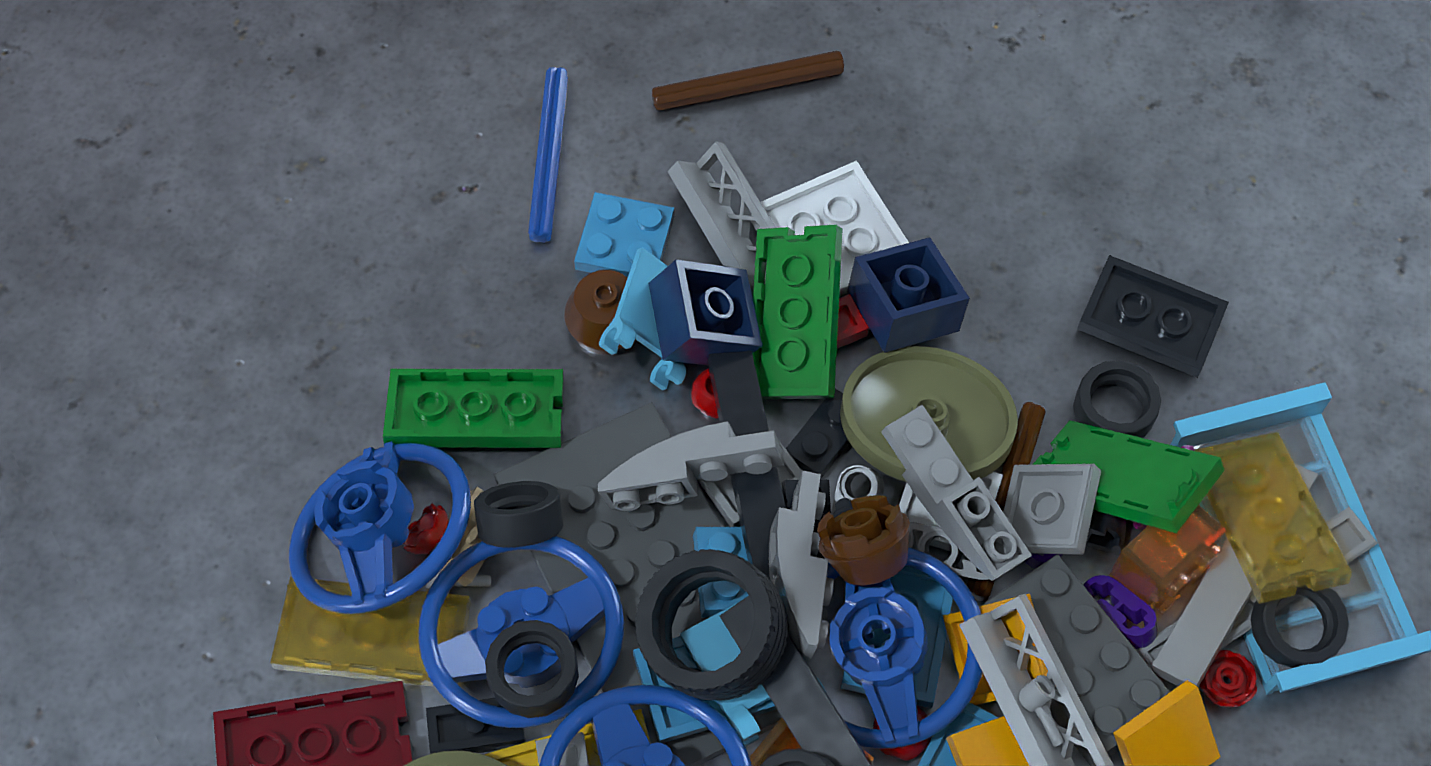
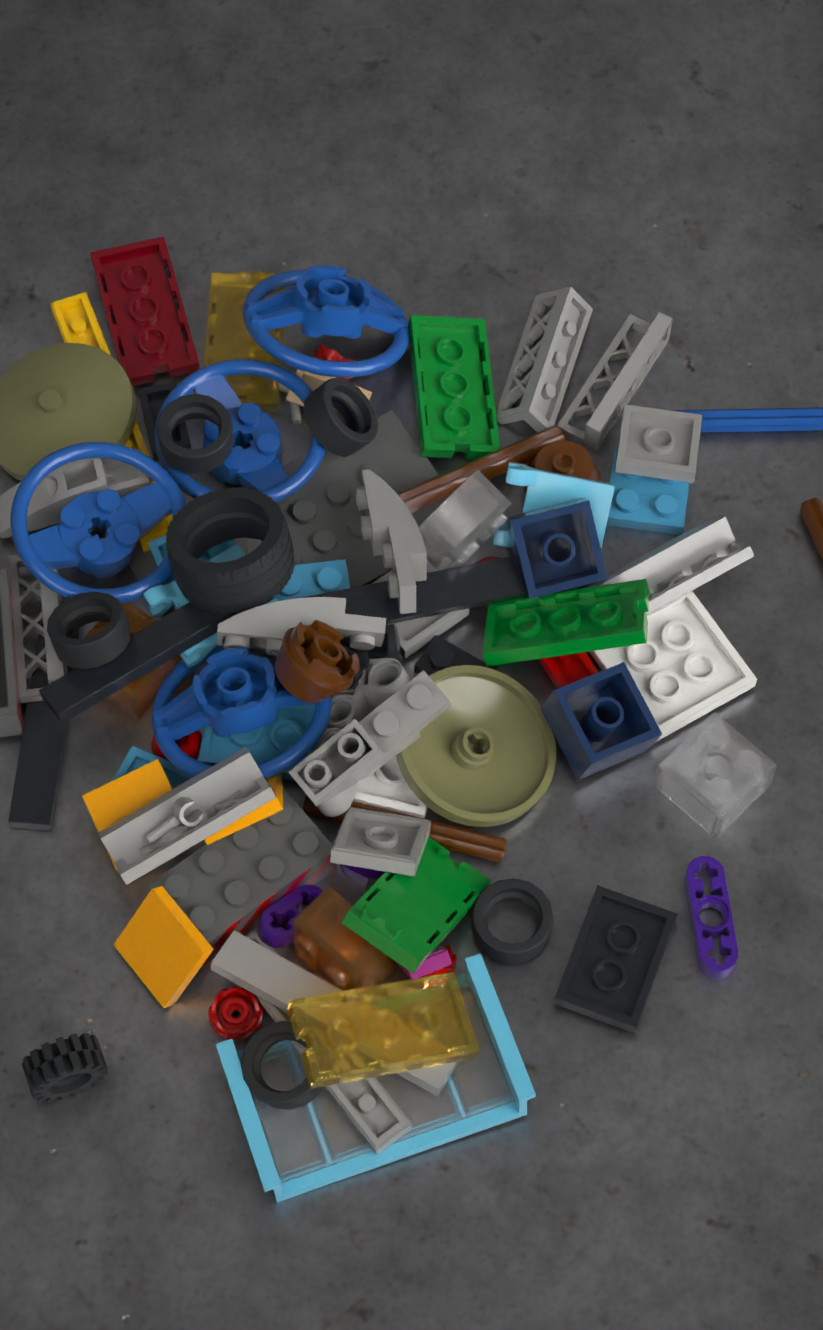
camera: 85 degrees right, 0 degrees up
(452, 303) = (552, 359): none -> light grey fence
(492, 238) = (622, 385): none -> light grey fence
(583, 210) = (659, 443): none -> light grey plate
(586, 385) = (489, 465): none -> reddish brown axle
(669, 393) = (466, 515): none -> clear brick
(961, 207) = (714, 775): none -> clear brick
(1091, 244) = (694, 890): none -> dark purple beam

